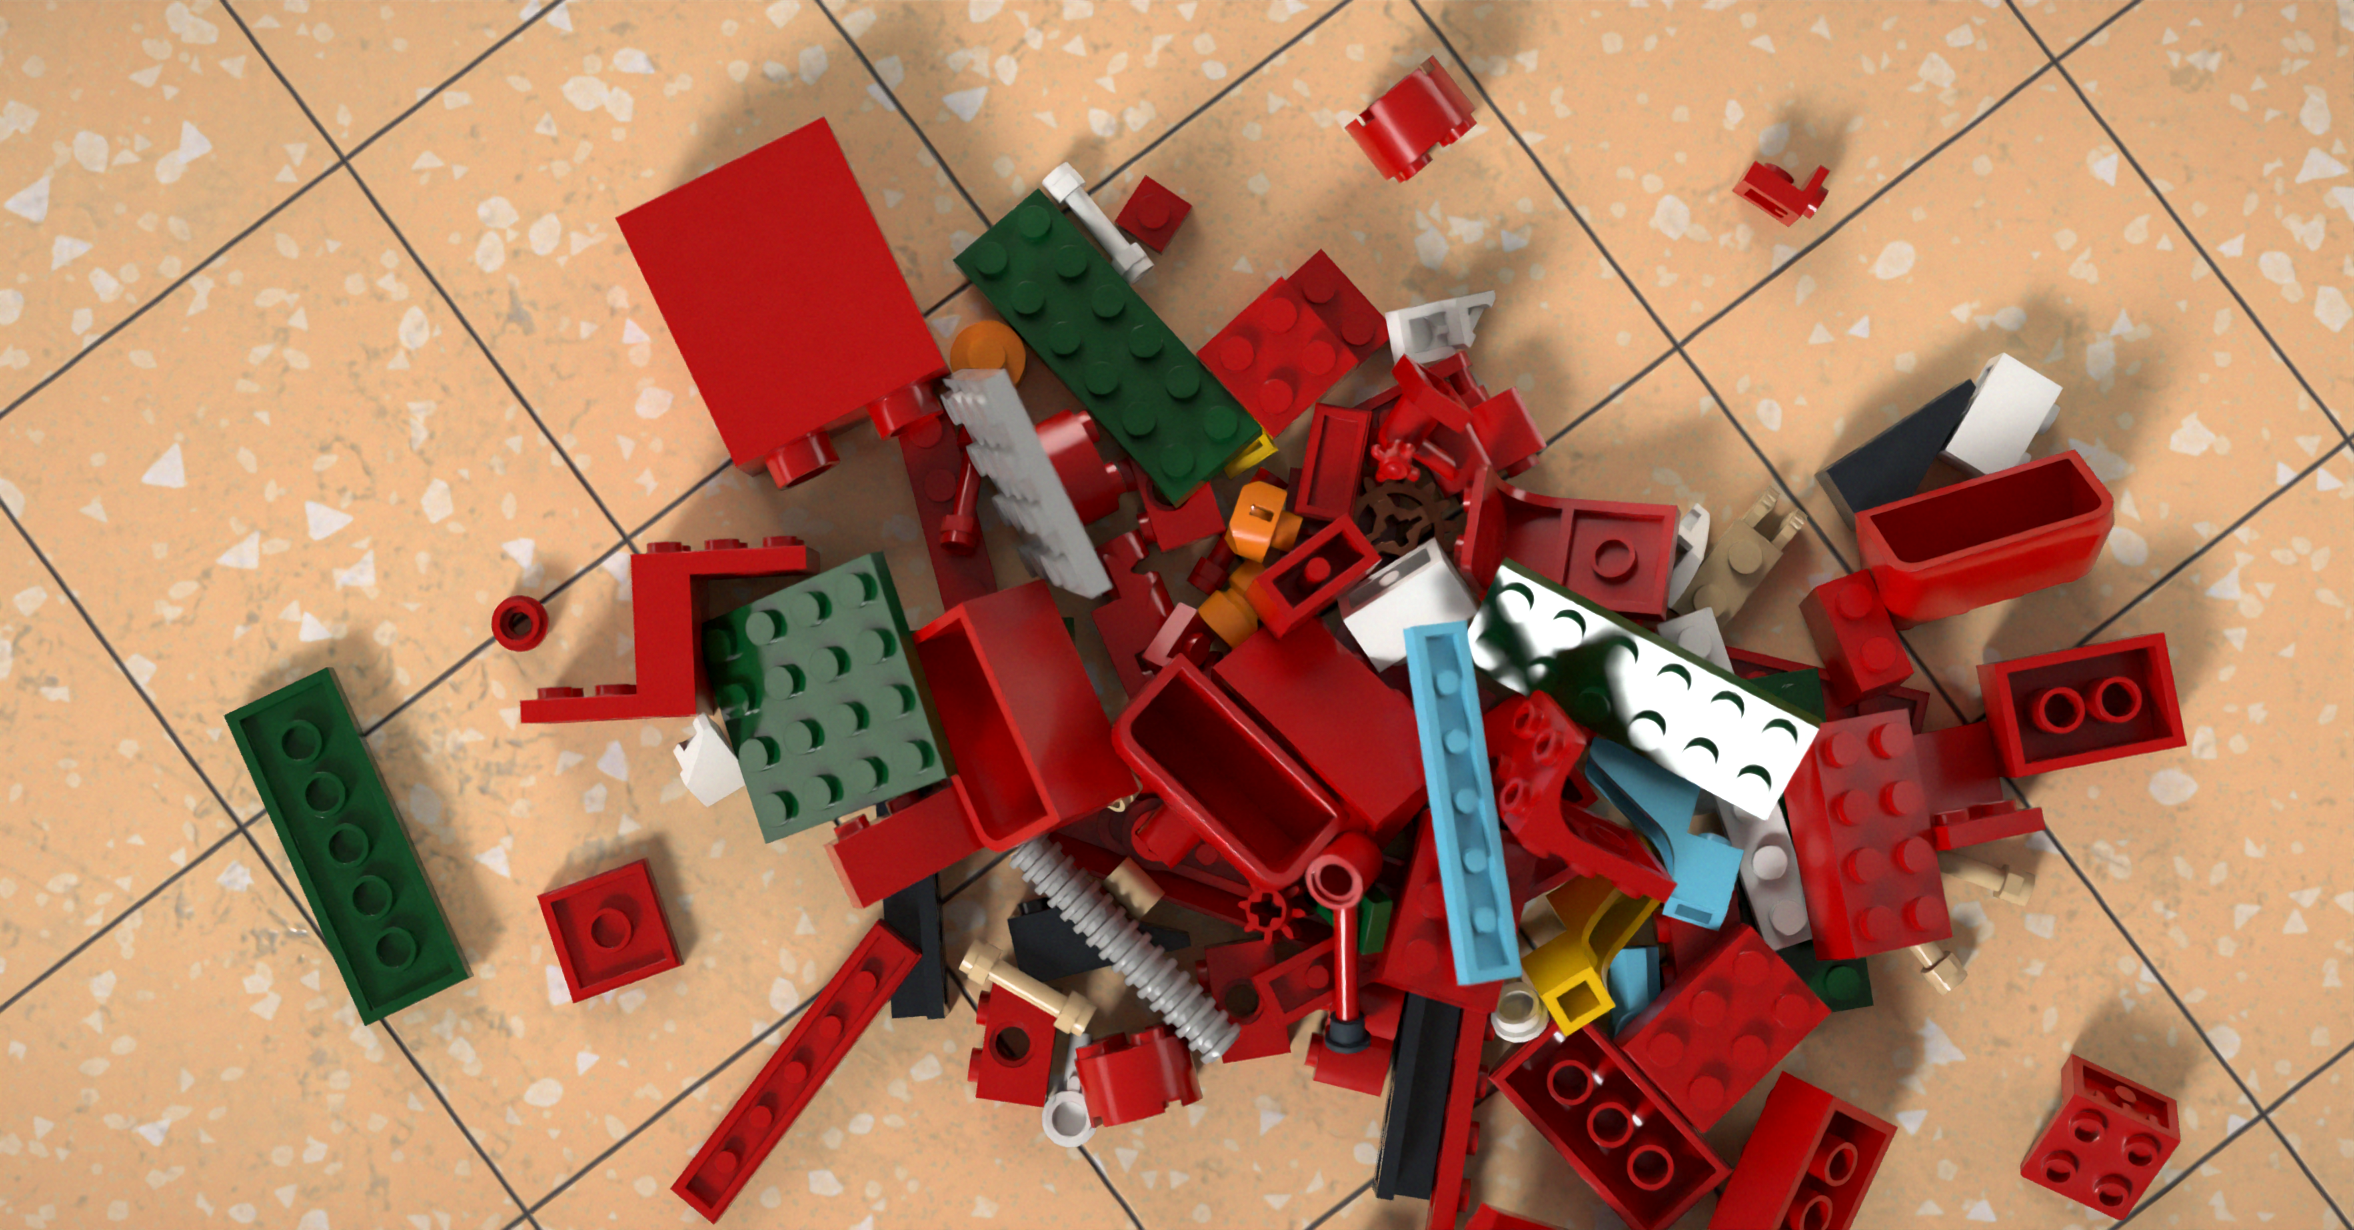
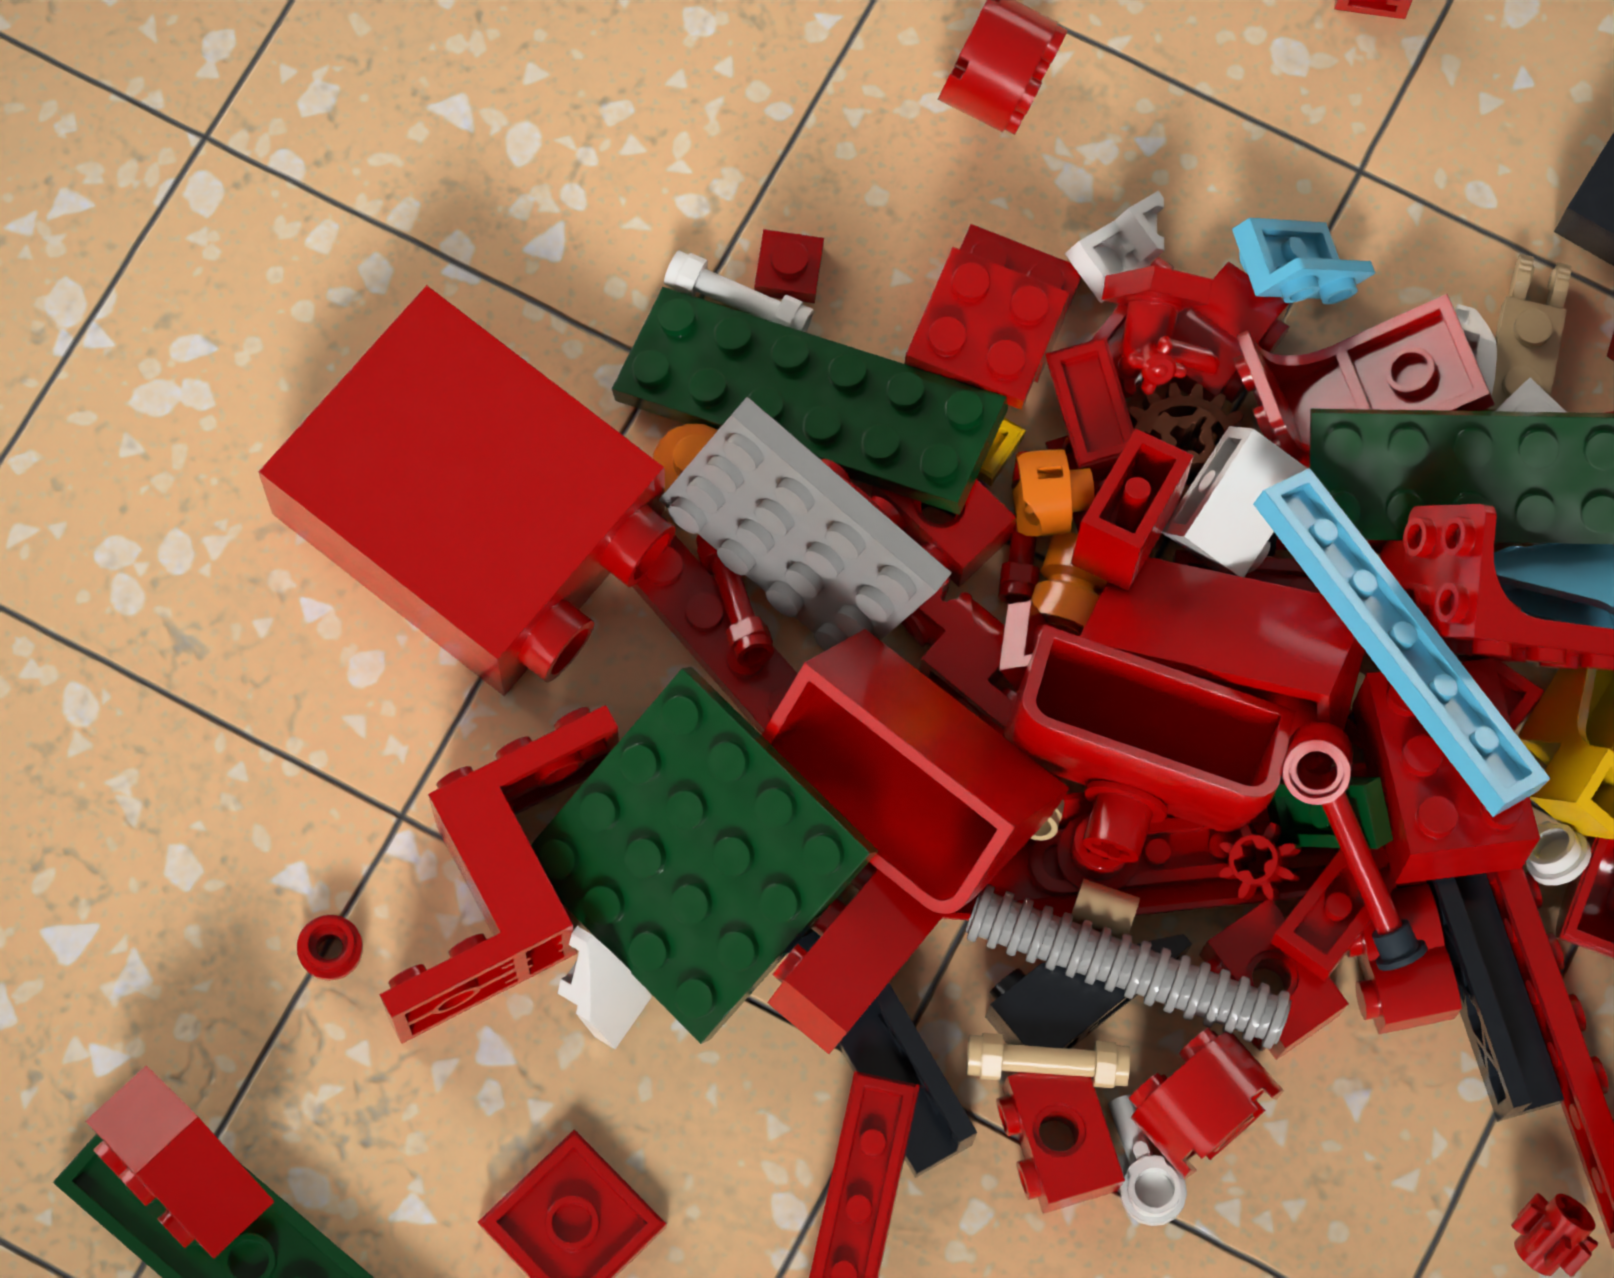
camera: 35 degrees left, 15 degrees down
(310, 754) = (172, 1156): none -> red brick
(1572, 410) = (1296, 261): none -> medium azure bracket

